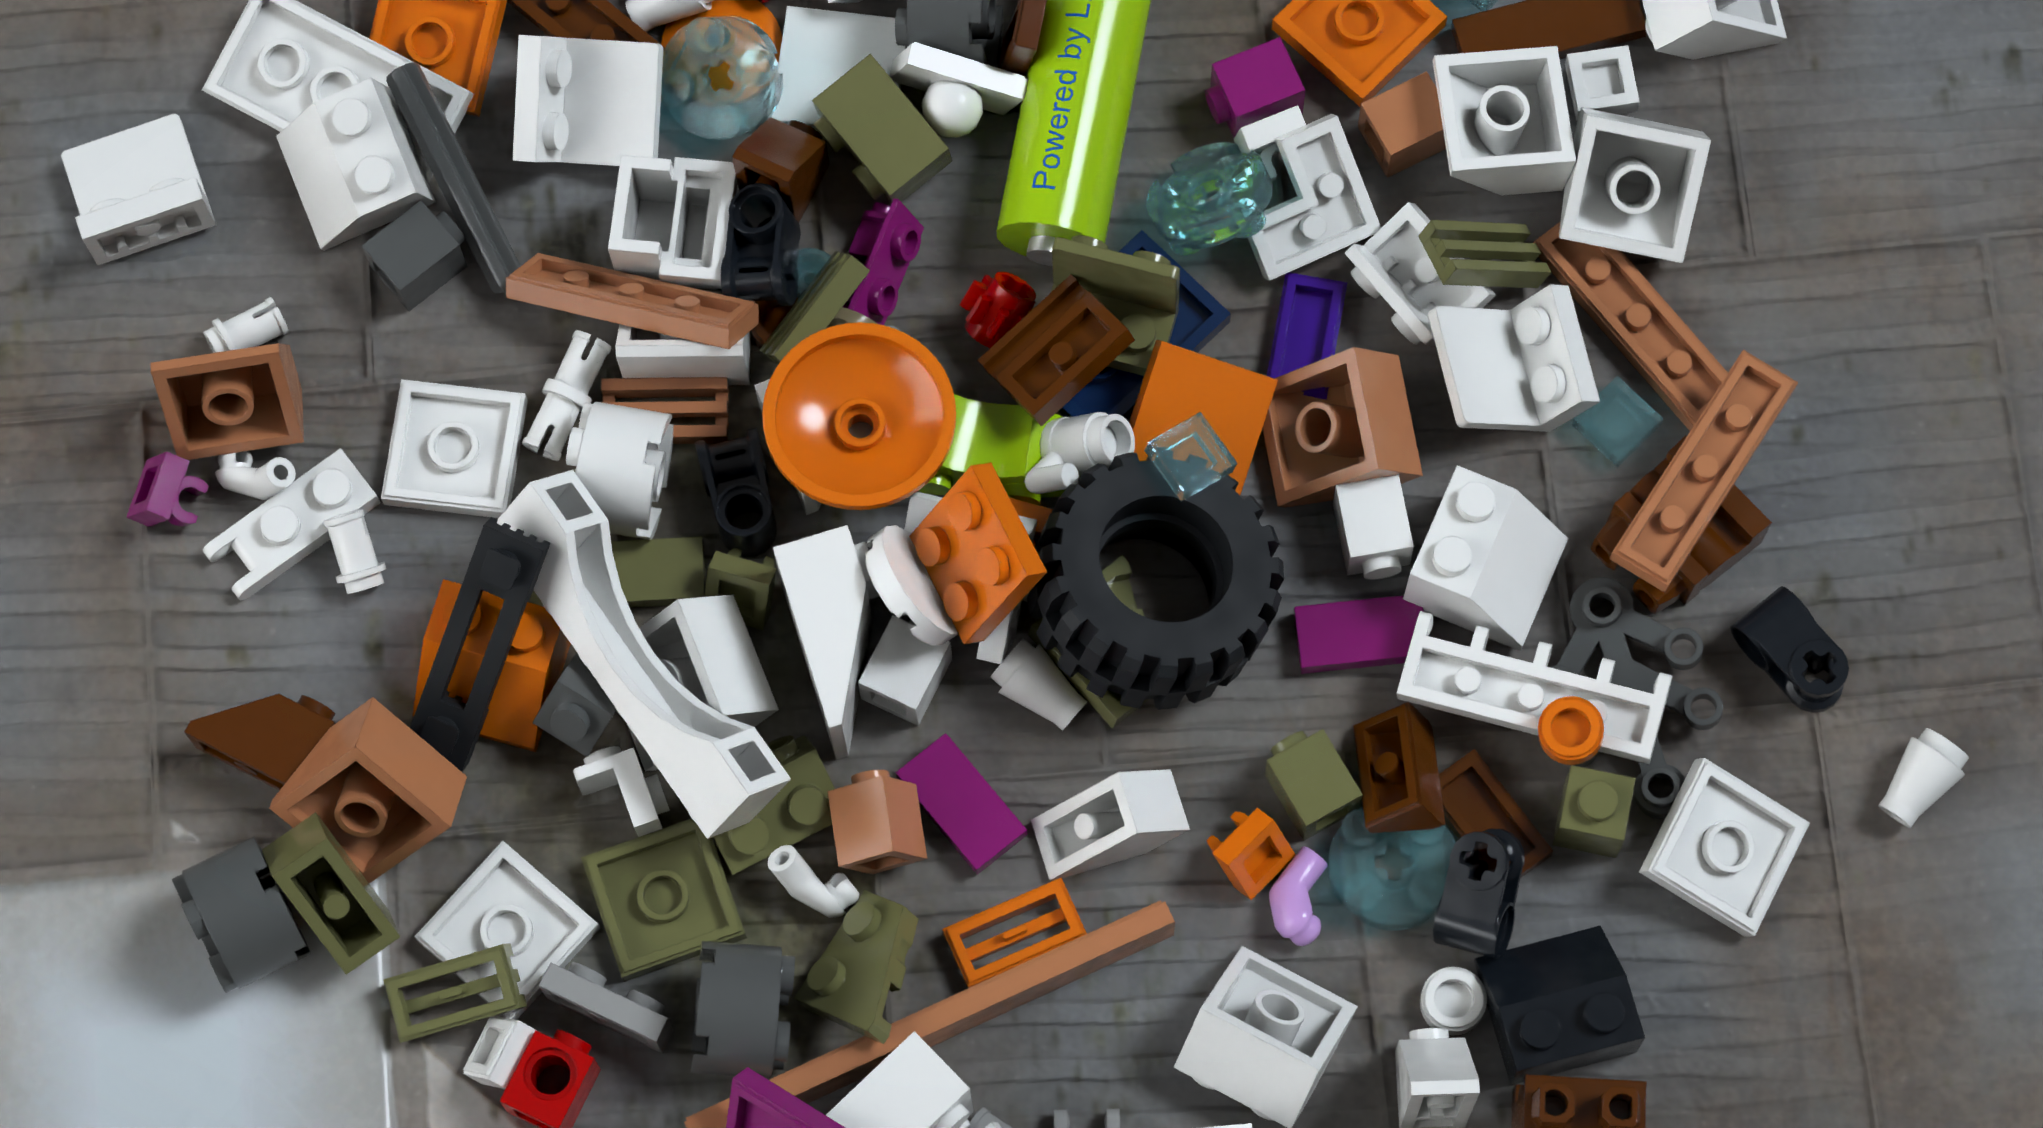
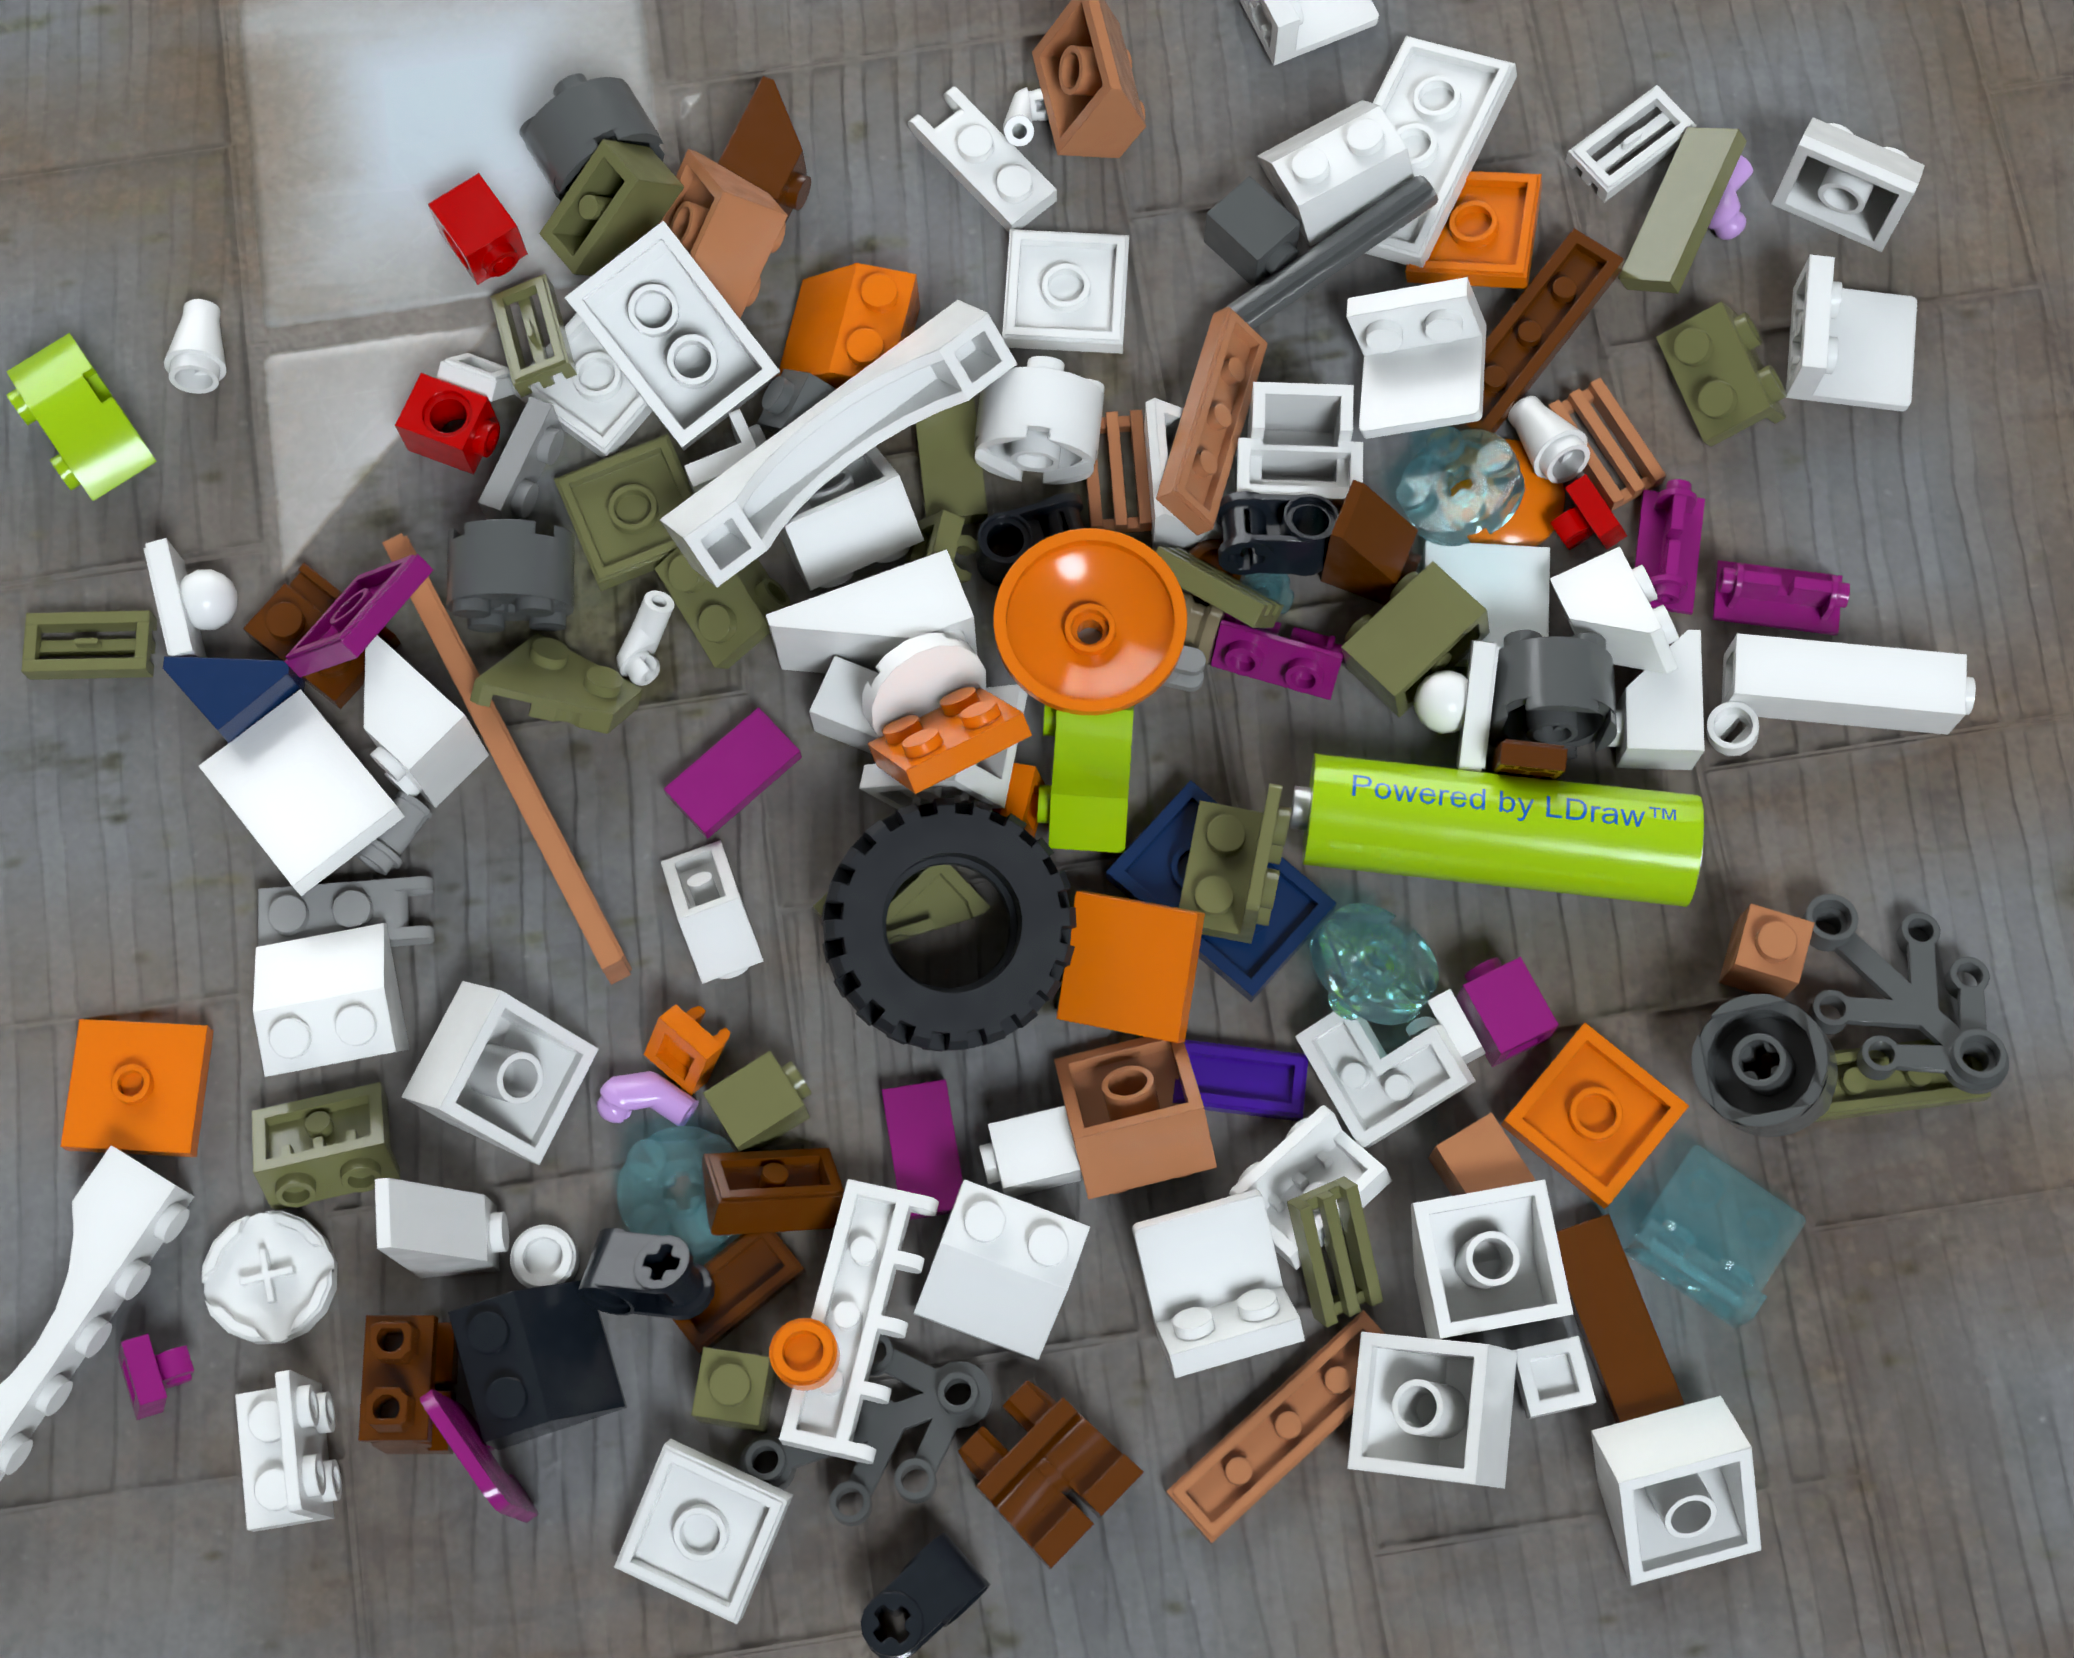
camera: 85 degrees right, 0 degrees up
(159, 491) = (1003, 43): magenta tile -> none
(247, 329) = (1164, 95): white pin -> none
(324, 1049) = (478, 229): none -> red brick
(354, 551) = (953, 209): white pin -> none
(500, 820) = (673, 335): none -> white slope
(506, 567) = (905, 315): black container -> none
(566, 395) = (1125, 379): white pin -> none
(876, 823) = (701, 688): nougat brick -> none
(996, 306) = (1237, 769): red gear -> none
(1004, 911) = (627, 877): orange tile -> none
(1038, 684) = (846, 826): white cone -> none
(1056, 350) = (1180, 811): reddish brown plate -> none
(1074, 446) = (1088, 843): white piece -> none
(1190, 456) = (1064, 941): clear light blue tile -> none
(1618, 422) = (1170, 1408): clear light blue tile -> none
(1665, 1029) = (465, 1440): none -> magenta piece
(1703, 471) = (1102, 1491): nougat tile -> none

